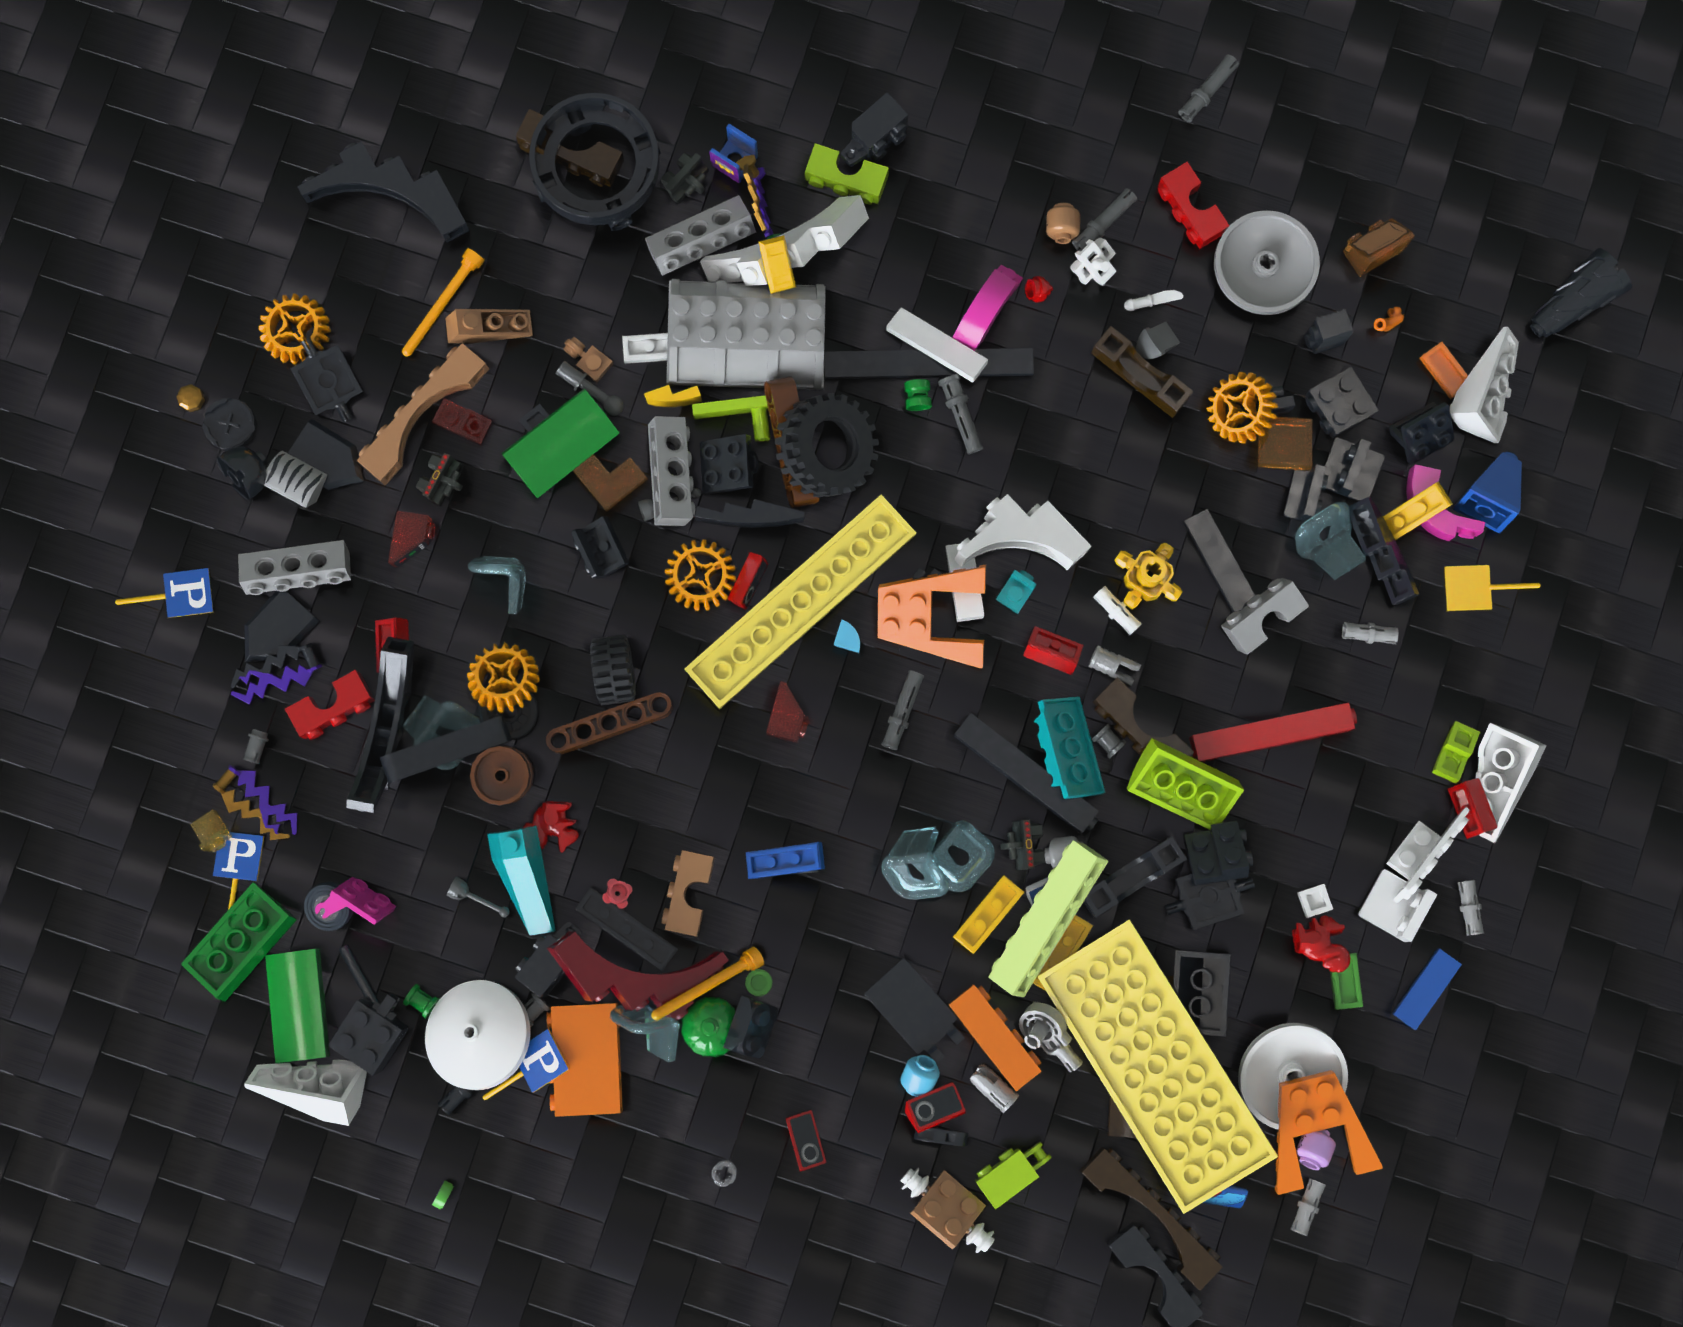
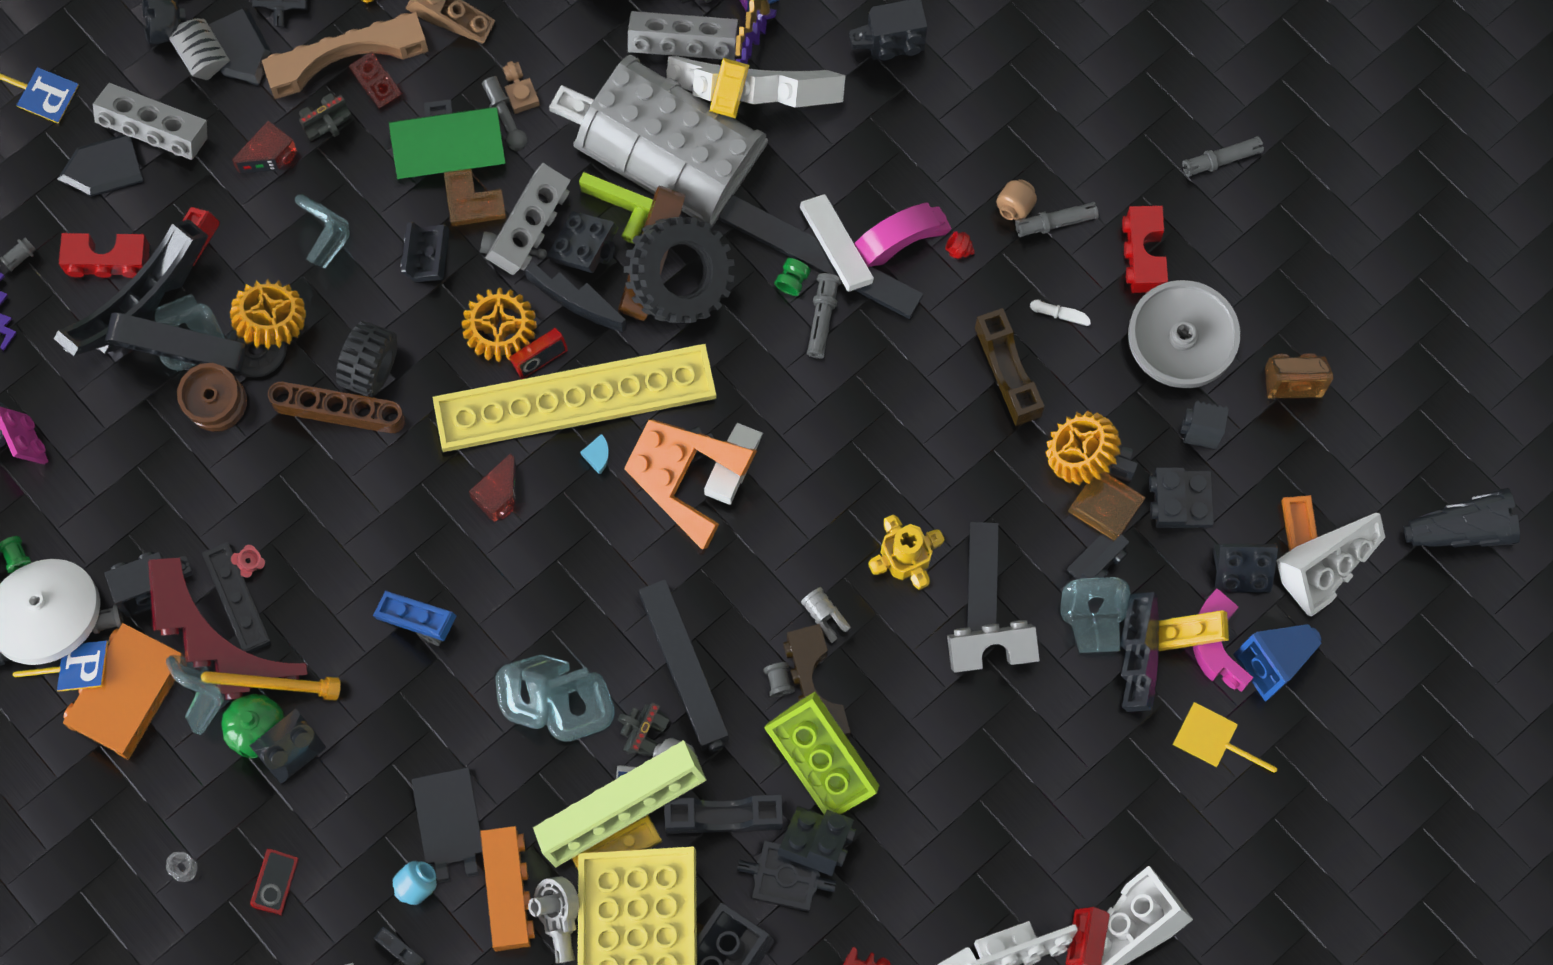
camera: 30 degrees right, 10 degrees down
(302, 676) = (65, 202): piece -> none
(459, 890) = (111, 477): dark grey hinge -> none
(522, 870) = (175, 495): teal wedge -> none
(552, 821) = (228, 462): red animal -> none
(664, 398) = (565, 156): yellow slope -> none
(690, 869) = (324, 576): medium nougat arch -> none
(758, 982) = (323, 714): bright green tile -> none
(823, 171) = (860, 71): lime arch -> none
(899, 719) = (598, 551): dark grey pin -> none
(934, 1107) = (409, 918): slope -> none
(988, 914) = (571, 774): yellow tile -> none
(993, 1087) = (476, 935): light grey hinge -> none
(1017, 590) = (777, 498): teal bracket -> none
(1039, 530) = (804, 437): white arch -> none
(1053, 650) = (778, 571): red slope -> none
(1068, 748) = (736, 663): teal piece -> none
(1098, 263) = (1025, 251): white piece -> none
(1117, 610) = (859, 567): white pin -> none
(1156, 341) = (1040, 348): dark grey tile -> none
(1273, 732) = (938, 759): red brick -> none
(1315, 900) = (884, 938): white plate -> none
(1352, 468) = (1156, 562): black bracket -> none
(1370, 633) = (1085, 721): light grey pin -> none
(1387, 324) = (1277, 451): orange arm -> none
(1455, 752) = (1103, 878): lime slope -> none

